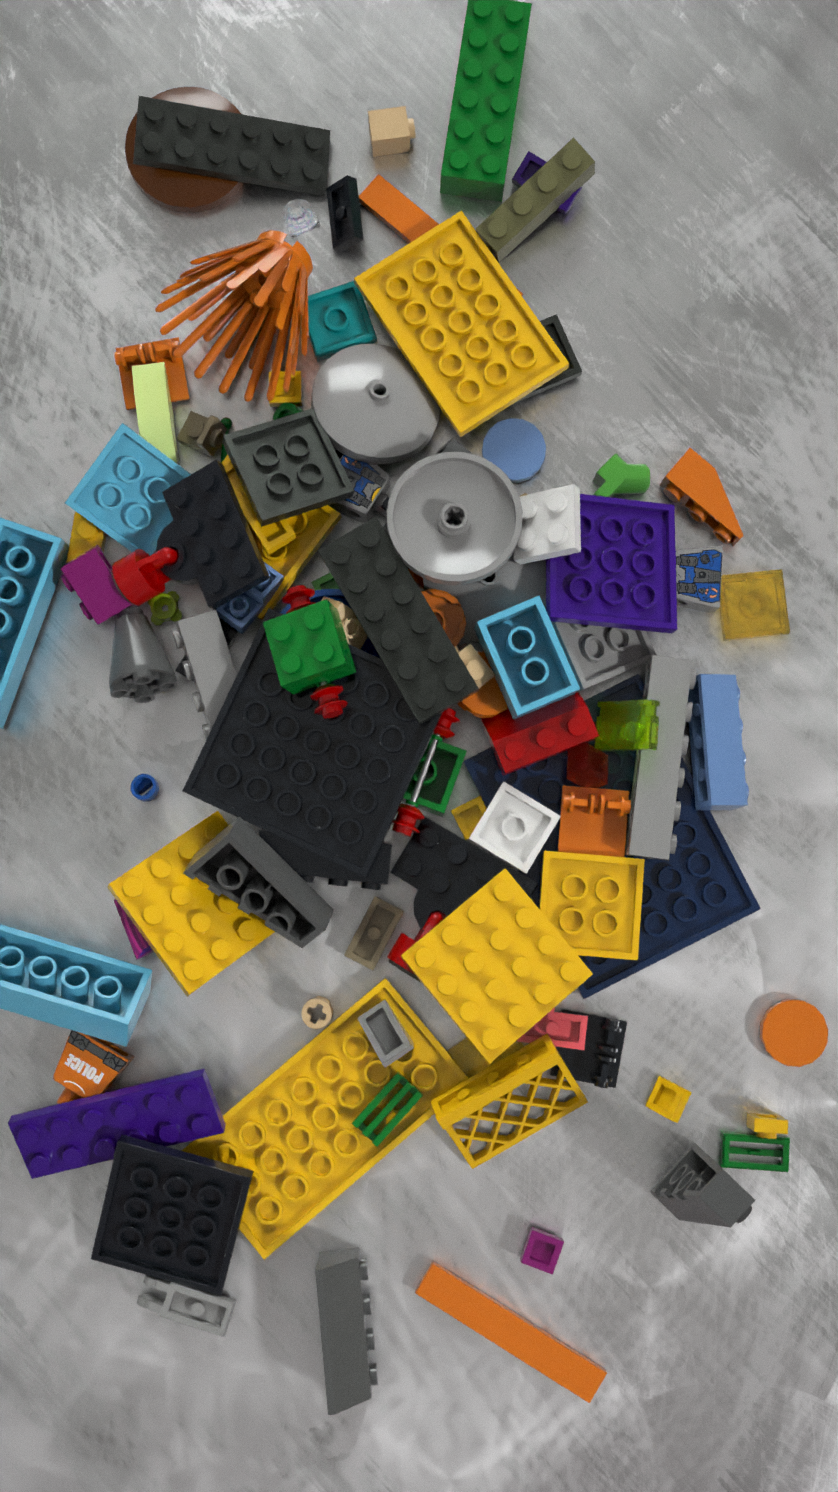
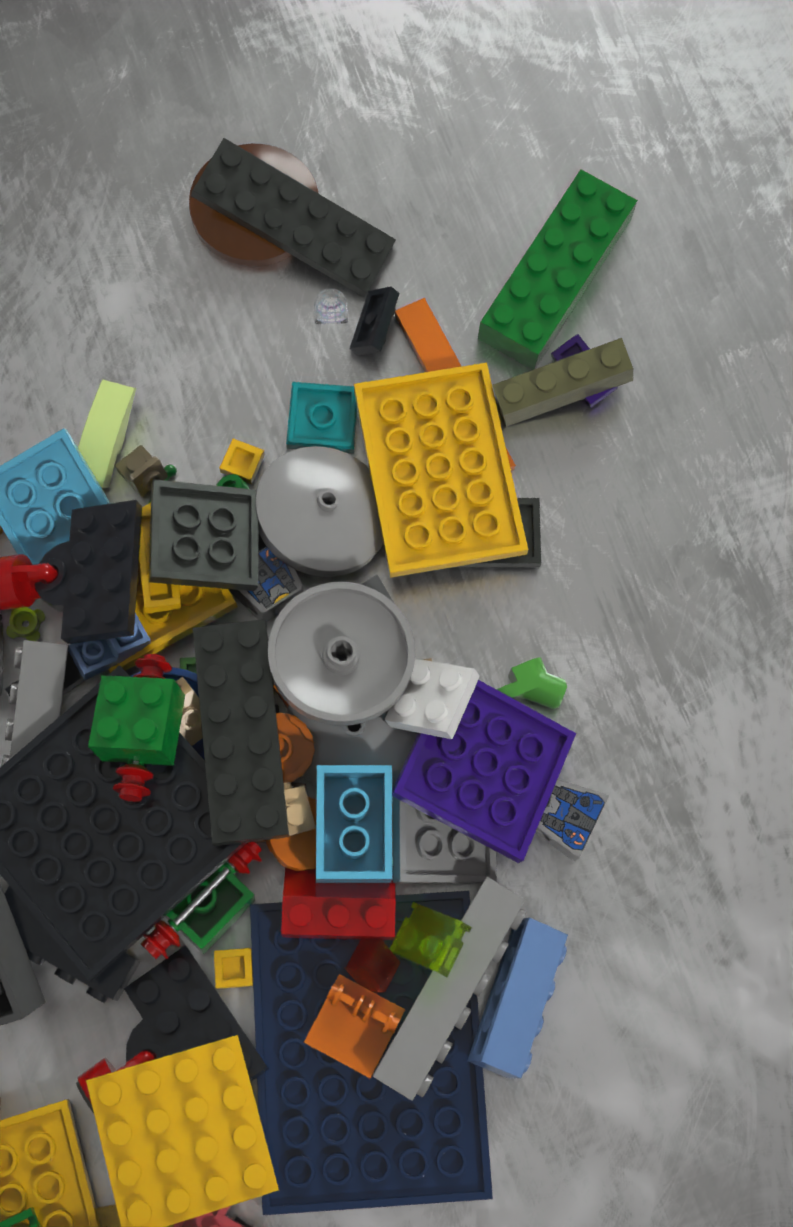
camera: 20 degrees right, 10 degrees down
(152, 353) = (142, 378): orange hinge -> none
(266, 281) = (269, 353): orange plant -> none
(374, 933) = (77, 1046): dark tan plate -> none
(386, 1033) = (37, 1159): light grey slope -> none
(390, 131) = (452, 263): tan brick -> none
(514, 827) = (269, 996): white plate -> none
(515, 448) = (440, 612): medium blue tile -> none
(594, 902) = (316, 1114): yellow plate -> none
(700, 490) = (611, 729): orange slope -> none
(753, 605) = (618, 870): clear yellow tile -> none

